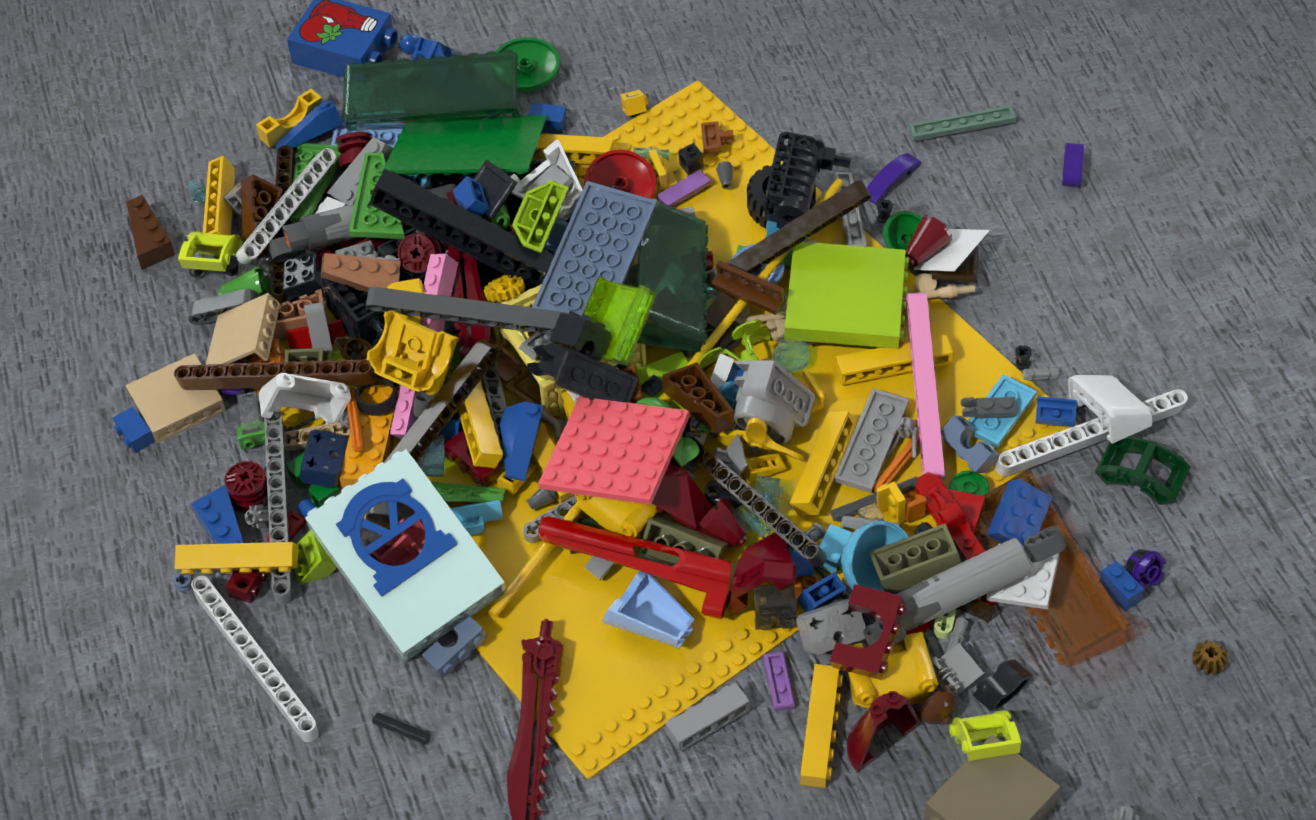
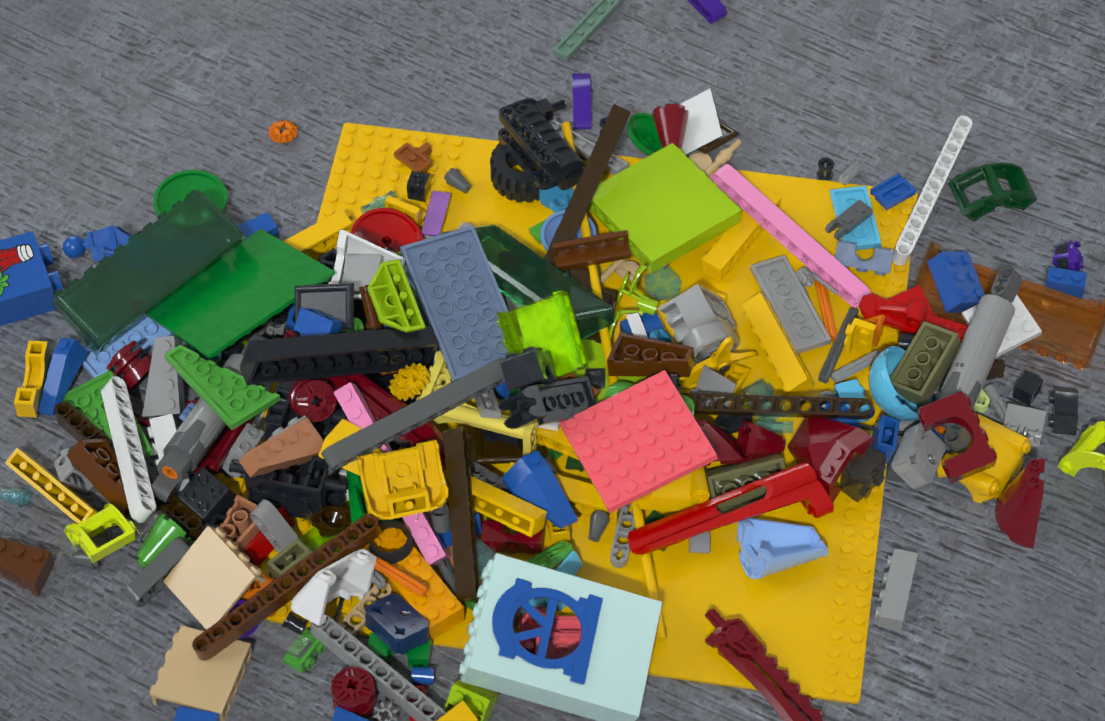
camera: 45 degrees left, 0 degrees up
(445, 659) = (658, 702): sand blue arch -> none
(633, 102) = (316, 173): yellow brick -> none
(645, 63) = (287, 135): none -> orange gear
(779, 681) = (912, 527): medium lavender tile -> none
(820, 726) = (977, 534): yellow brick -> none
(870, 512) = (846, 357): clear tile -> none
(937, 707) = (1042, 450): reddish brown cylinder -> none
(970, 483) = (891, 285): green tile -> none
(994, 644) = (1028, 388): none -> black brick
(1112, 403) = (928, 155): white windscreen -> none

